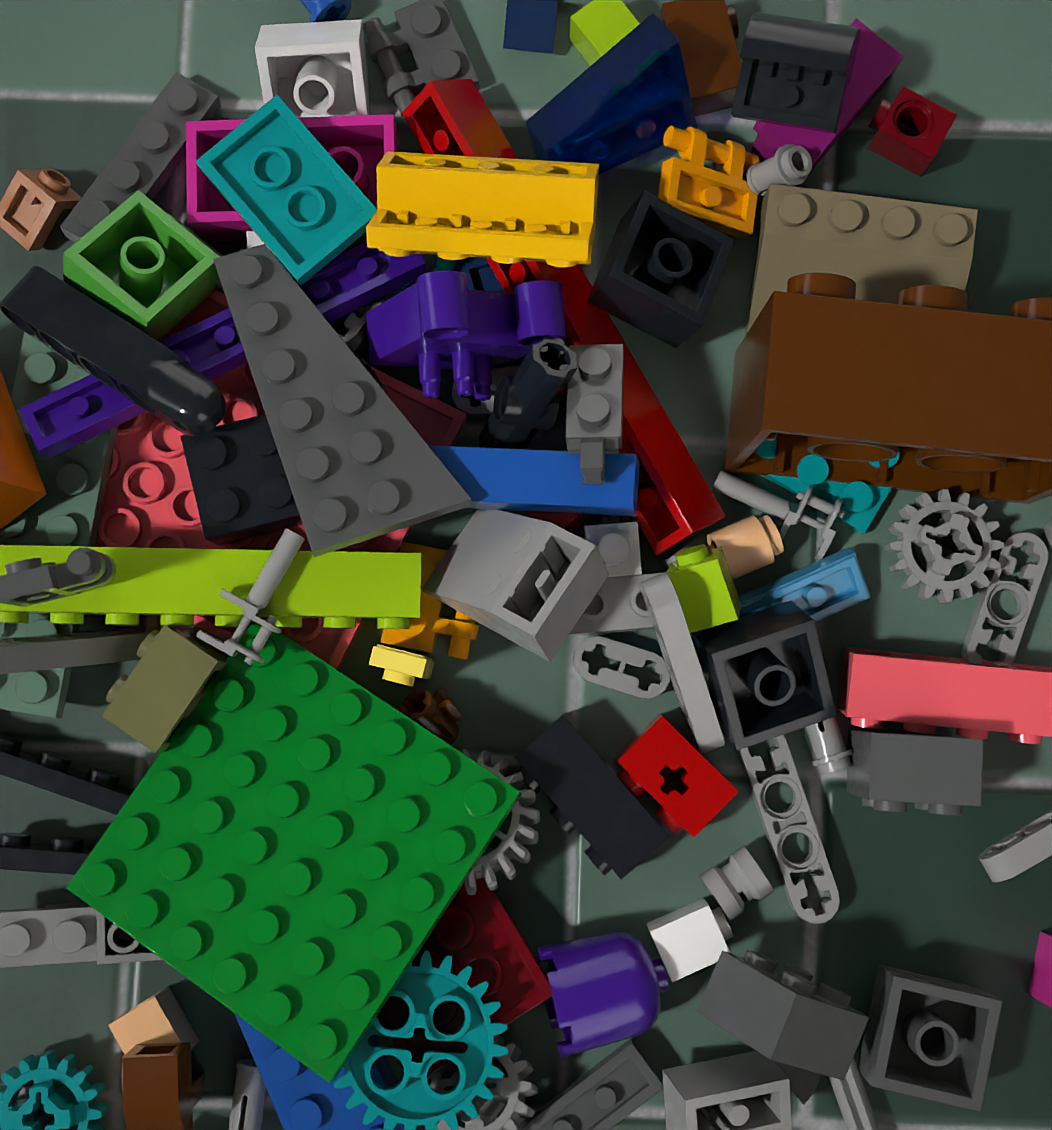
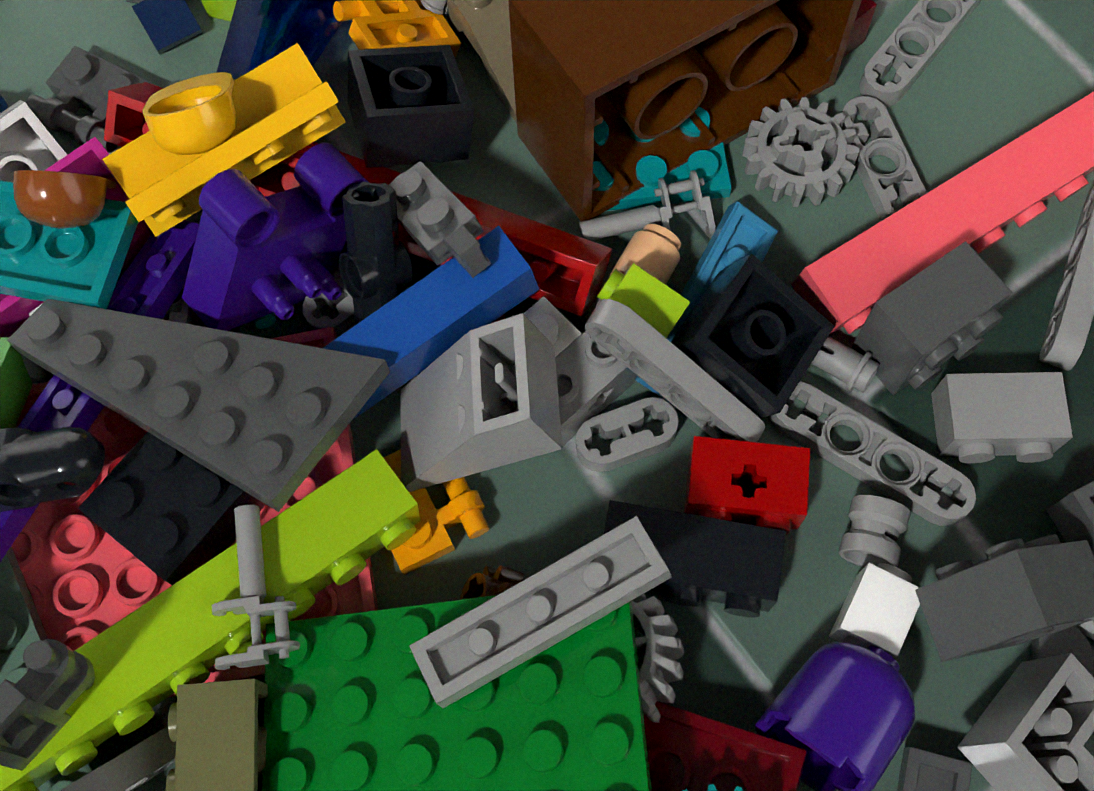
camera: 40 degrees left, 15 degrees down
(328, 172) = (60, 197): none -> dark orange cap
(401, 665) = (431, 562): light yellow plate -> none
(440, 772) = (539, 612): none -> light grey plate
(470, 182) = (192, 114): none -> yellow cap
(907, 874) = (1001, 416): none -> light grey brick

